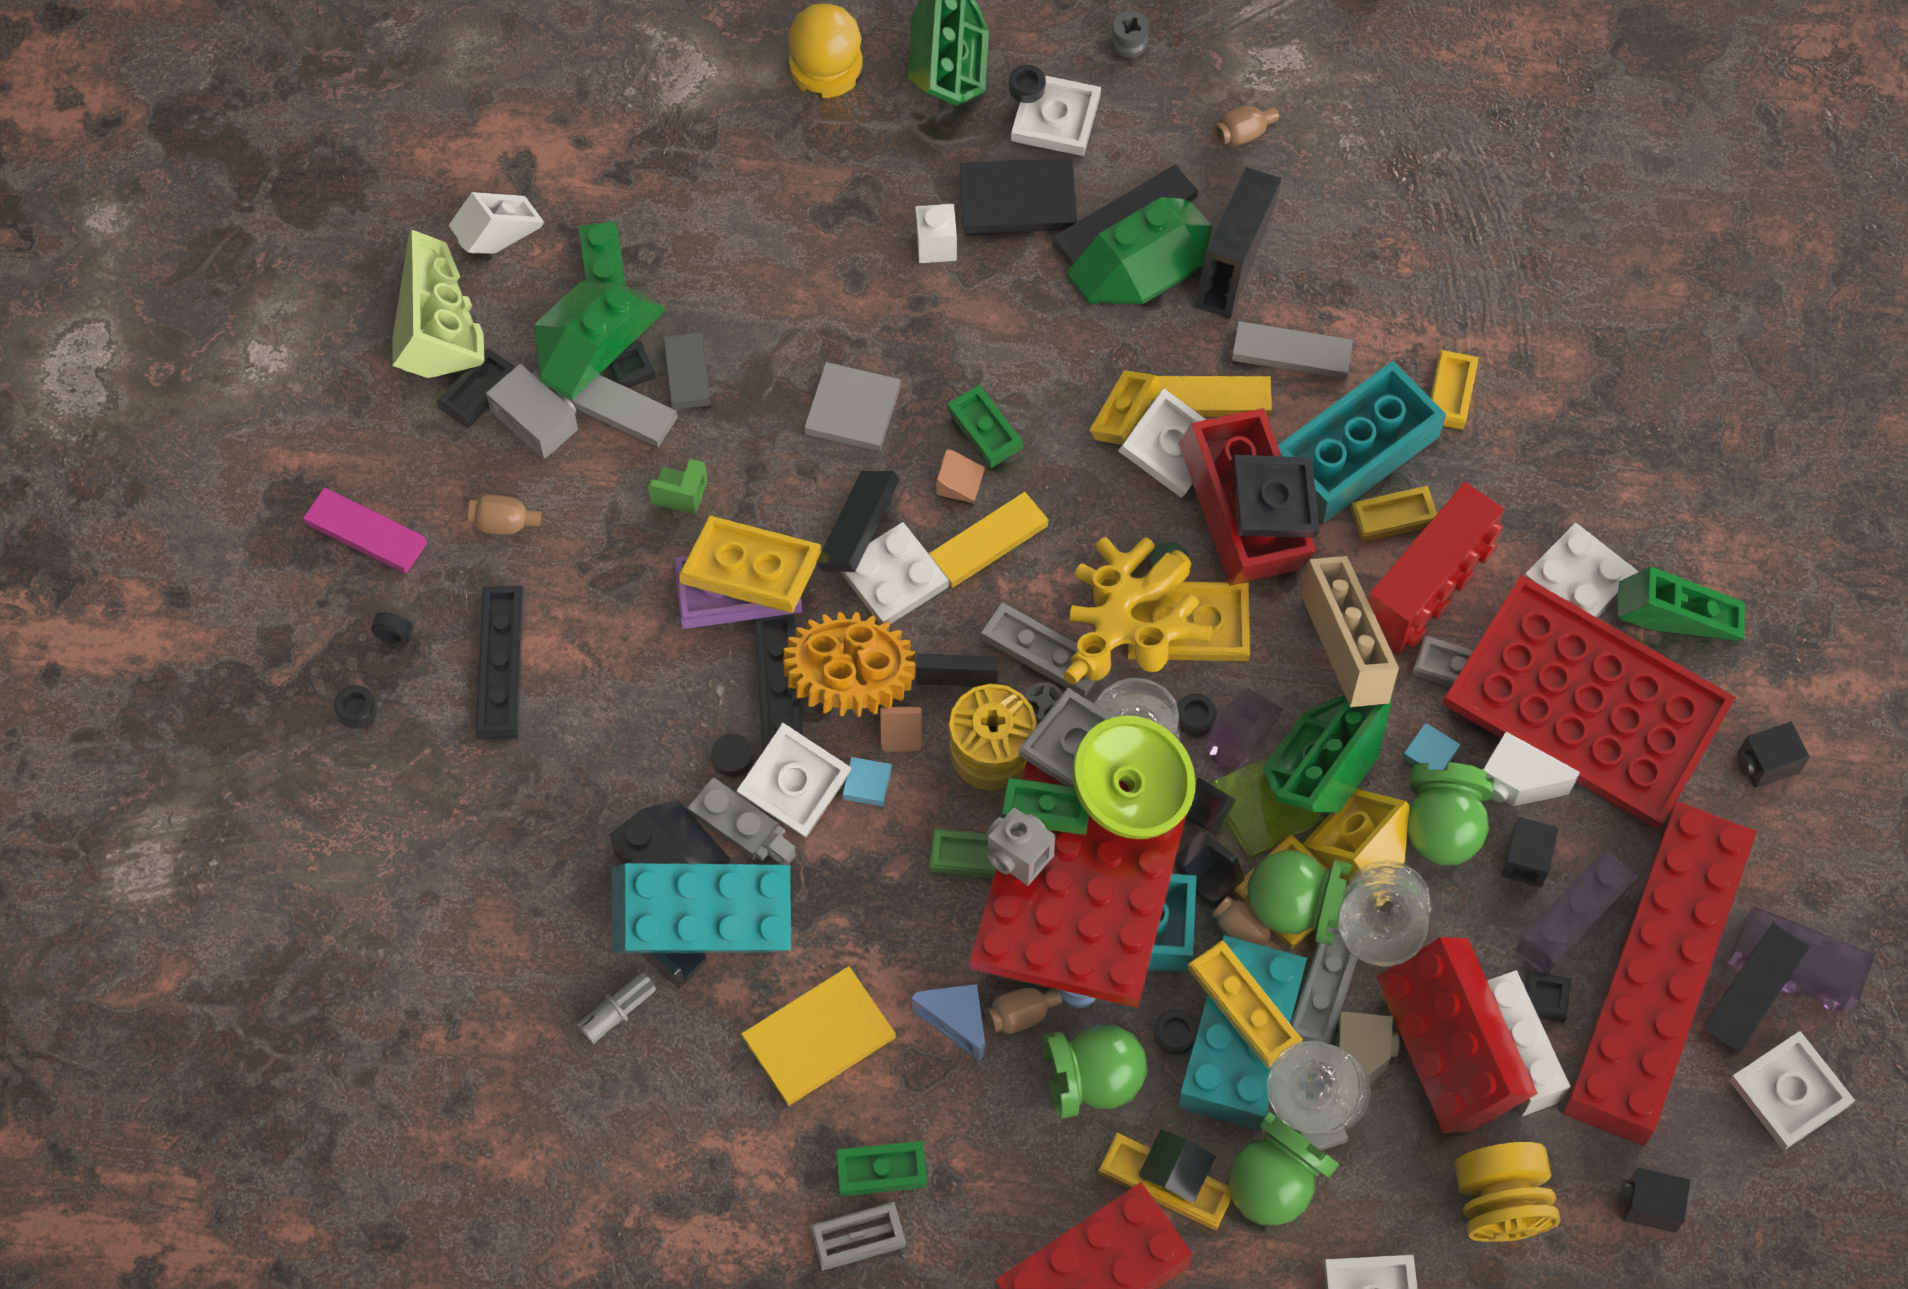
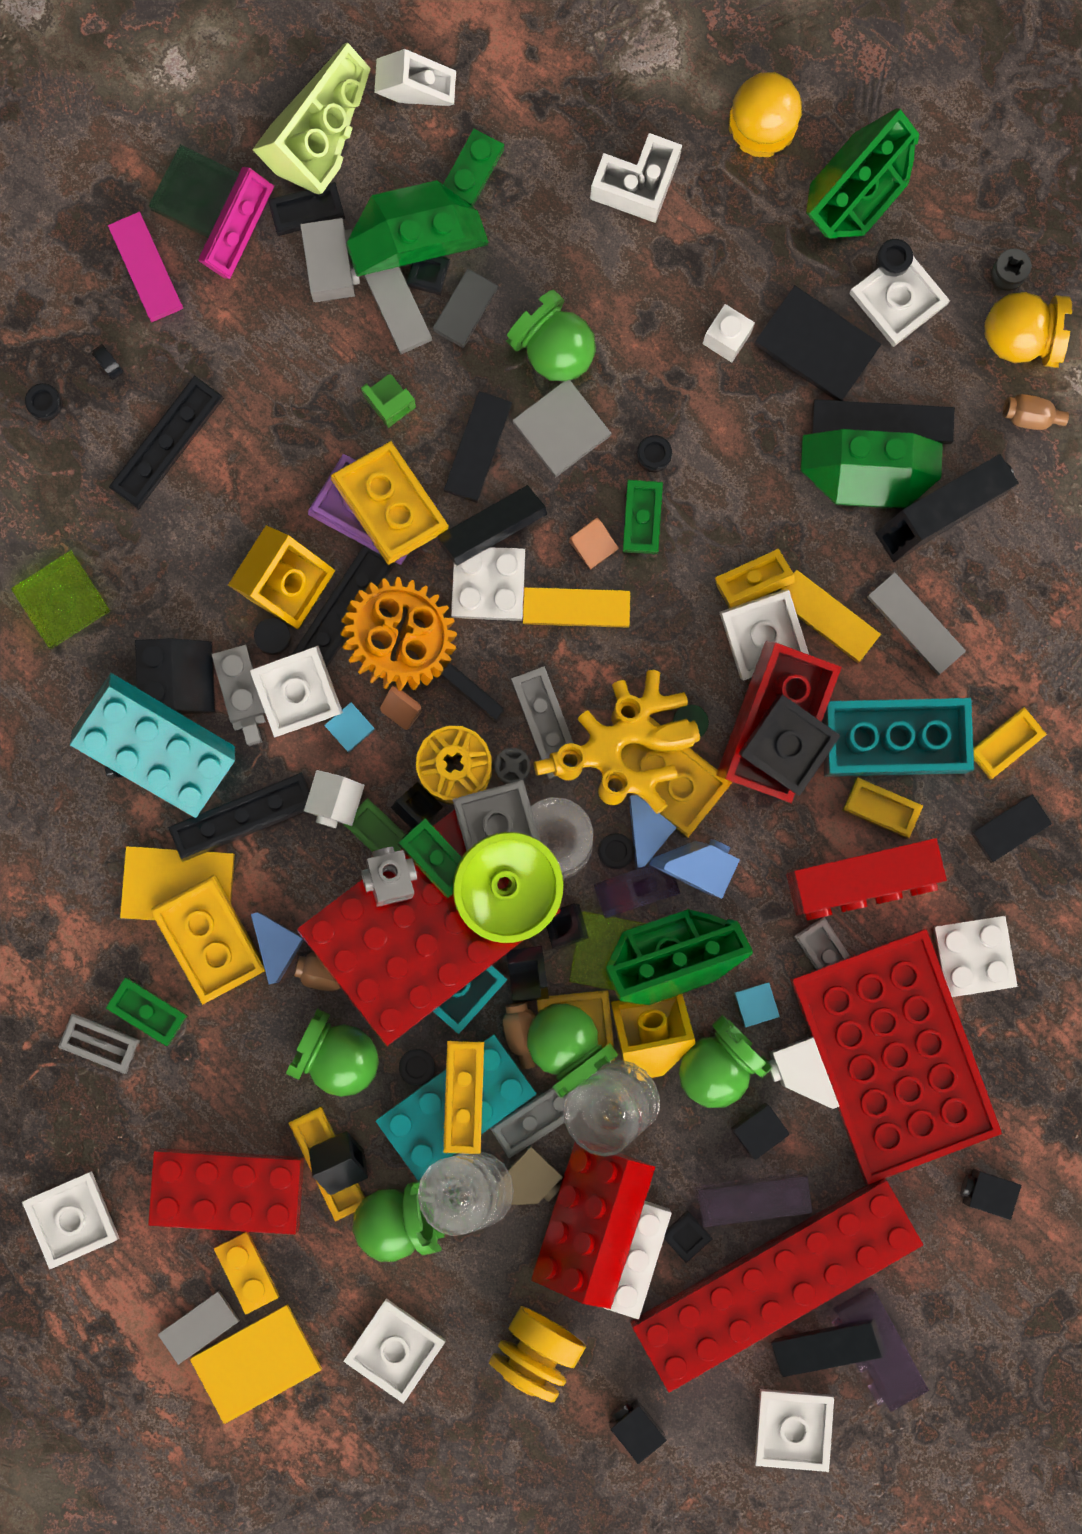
camera: 30 degrees right, 20 degrees up
(366, 437) = (193, 191): none -> clear green plate
(423, 437) = (236, 222): none -> dark pink tile
(501, 514) = (247, 328): medium nougat plant -> none
(505, 863) = (60, 599): none -> clear neon green tile
(616, 1008) = (56, 764): light grey axle -> none
(699, 694) = (281, 577): none -> yellow slope
(762, 172) = (638, 187): none -> white brick
(791, 472) = (478, 446): none -> black tile
(794, 334) = (556, 341): none -> bright green tile
(830, 928) = (240, 817): none -> black tile
(888, 1058) = (208, 939): none -> yellow tile
(905, 846) = (333, 799): none -> white brick
(951, 372) = (654, 453): none -> black tile
(985, 797) = (416, 806): none -> black panel
(1185, 59) = (1027, 327): none -> yellow tile
(1206, 670) = (648, 830): none -> medium blue slope
(1283, 667) = (700, 866): none -> medium blue slope
(1349, 631) = (763, 882): tan brick -> none
(1516, 452) = (1011, 828): none -> black tile
(1679, 606) = (1023, 1037): green slope -> none

